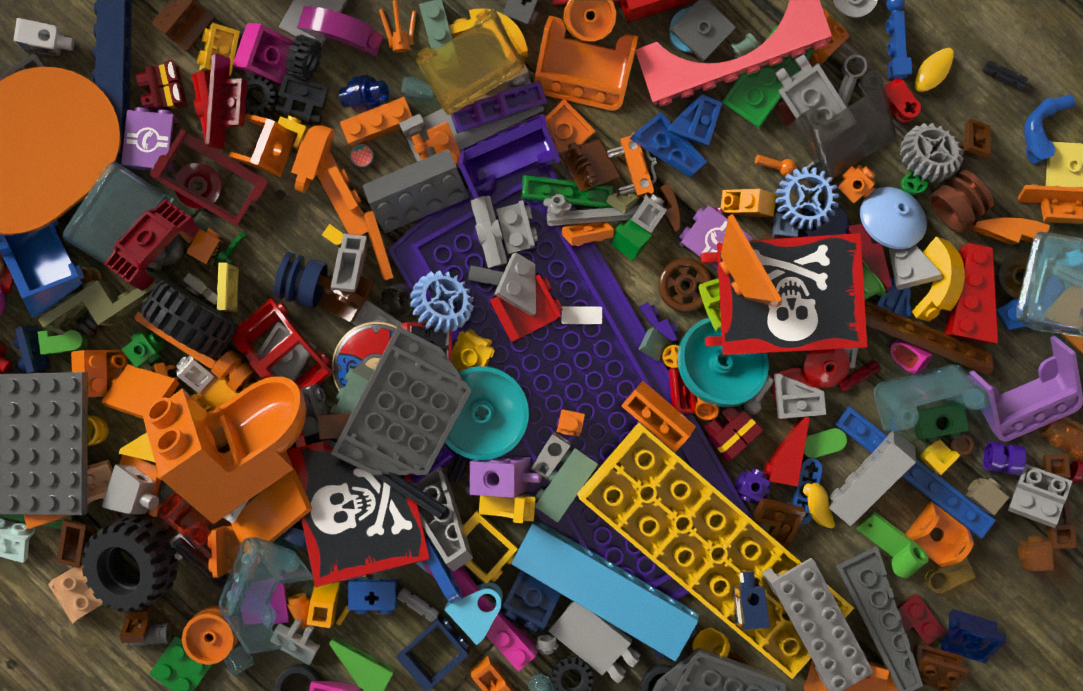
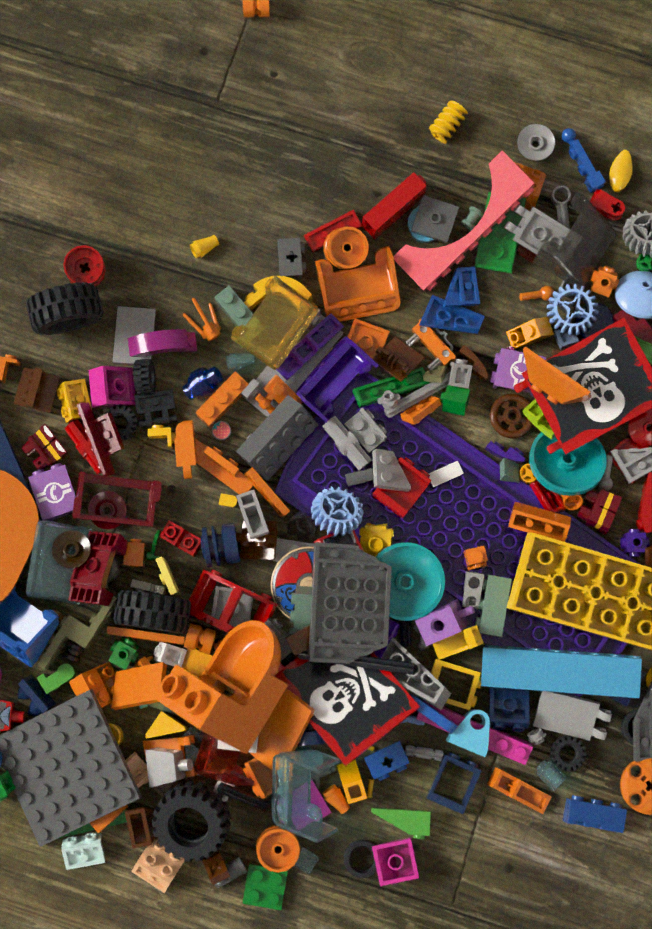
camera: 30 degrees left, 5 degrees down
(124, 202) = (67, 541): none -> dark brown dish
(263, 252) = (181, 538): none -> red slope
(272, 148) = (153, 456): orange hose -> none
(296, 644) = (347, 826): light grey hinge -> none

